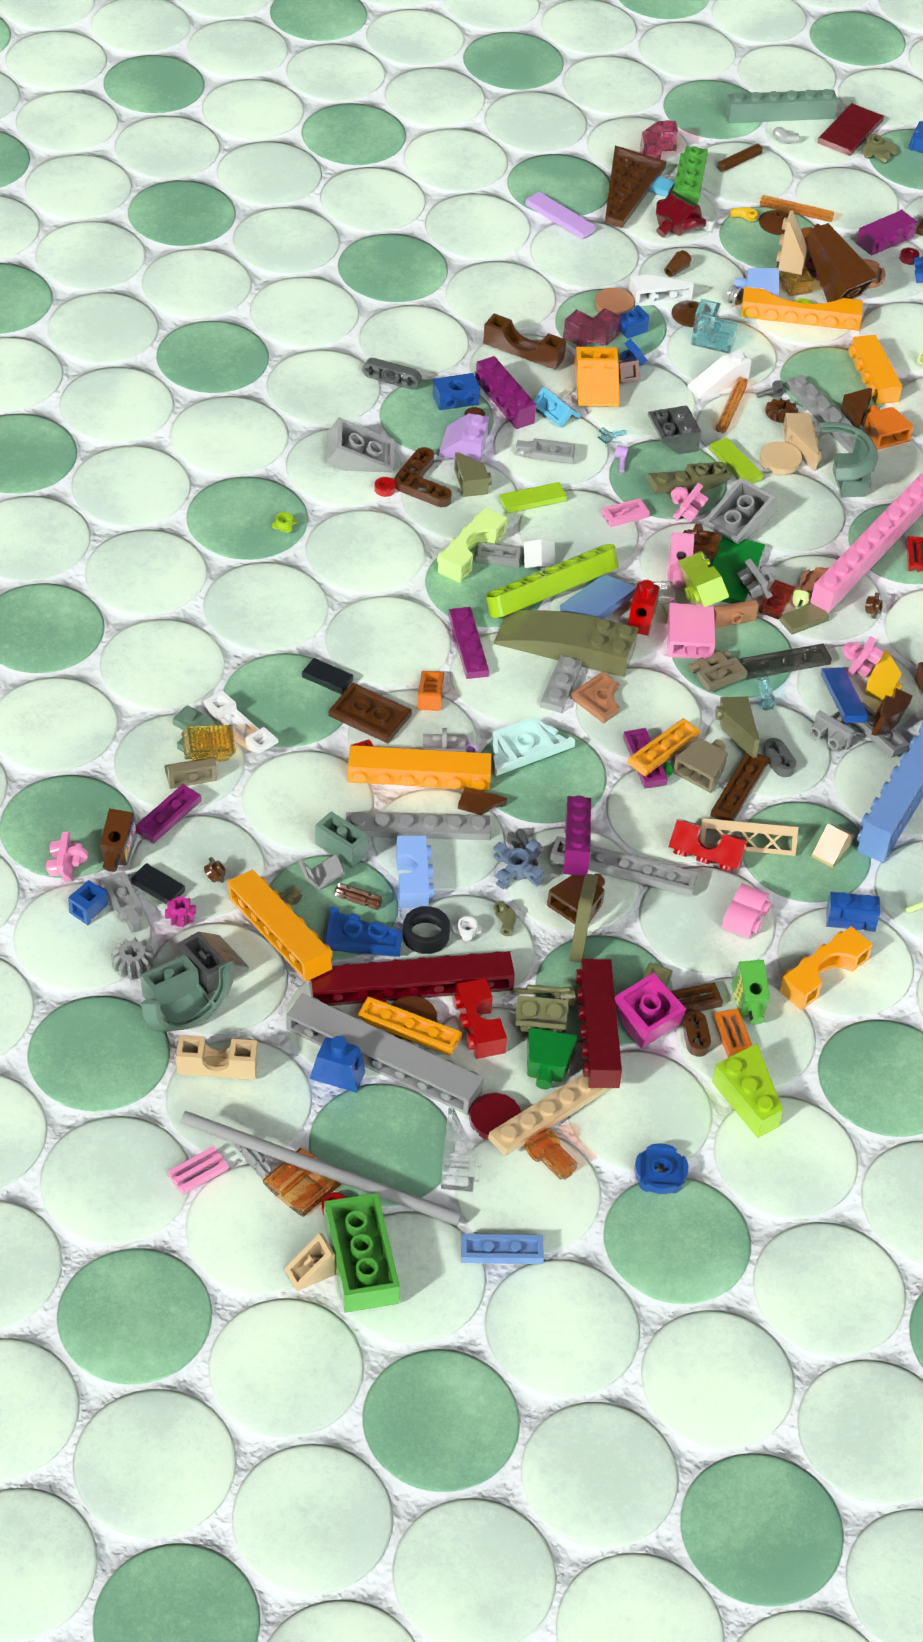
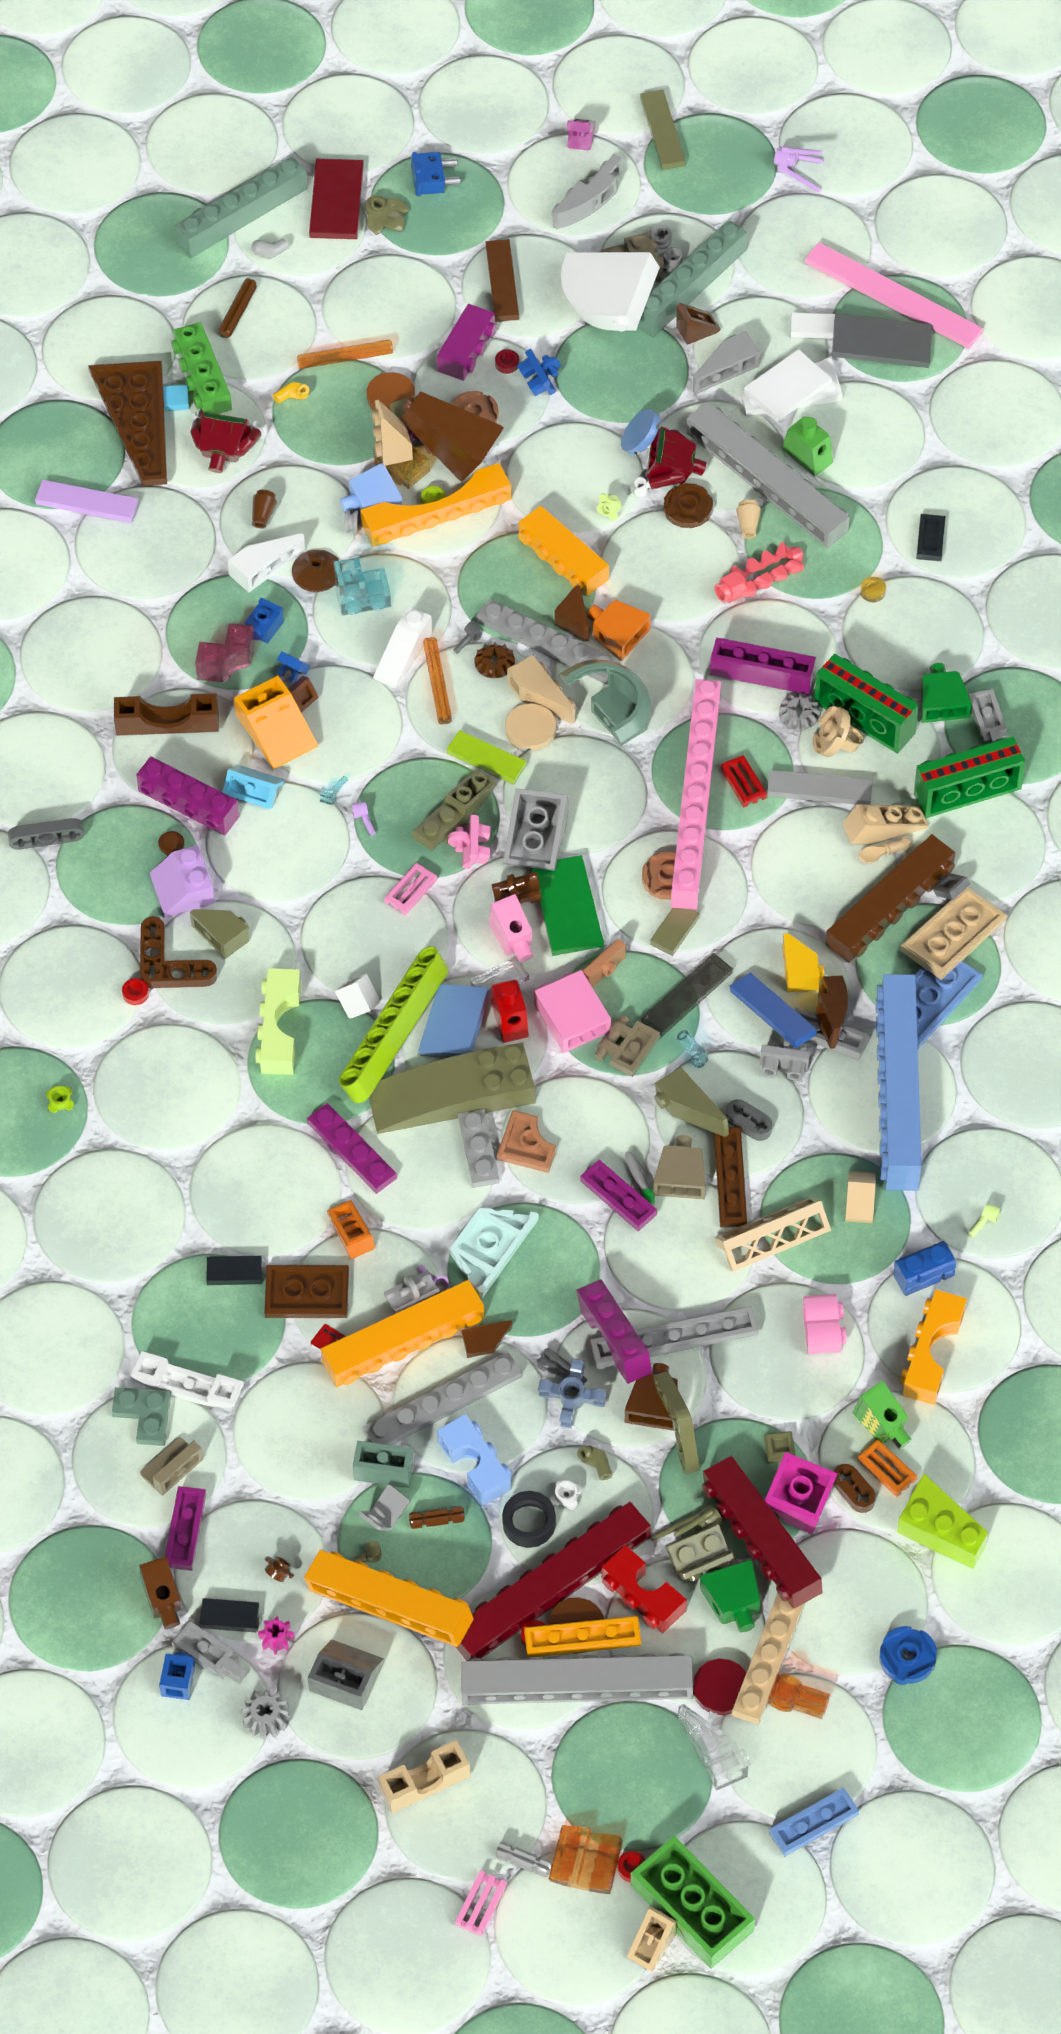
camera: 25 degrees left, 10 degrees up
(68, 856) = (112, 1628): bright pink hips -> none
(176, 998) = (343, 1732): sand green piece -> none
(208, 742) = (173, 1424): clear yellow brick -> none
(321, 1168) = (598, 1837): light grey piece -> none
(339, 1064) = (542, 1718): blue torso -> none
(357, 936) = (467, 1563): blue wing -> none
(358, 448) = (78, 958): light grey slope -> none
(456, 391) = (136, 810): blue brick -> none
(498, 554) = (313, 1021): light grey tile -> none
(532, 497) = (302, 922): lime tile -> none
(546, 450) = (280, 851): light grey hinge -> none
(615, 300) = (224, 600): nougat tile -> none
(659, 138) = (132, 327): clear pink brick -> none
(664, 747) = (632, 1173): light orange tile -> none
(677, 428) = (402, 749): flat silver slope -> none
(687, 840) = (767, 1269): arch -> none
(699, 1002) = (830, 1464): reddish brown tile -> none
(703, 583) = (557, 952): lime wedge -> none
(760, 577) = (613, 918): light grey hips -> none
(772, 221) = (334, 391): reddish brown dish -> none
(777, 603) = (634, 921): clear red plate -> none
(801, 597) = (658, 906): yellowish green hinge -> none
(858, 655) = (766, 952): bright pink hips -> none
(873, 605) = (737, 876): reddish brown plate -> none

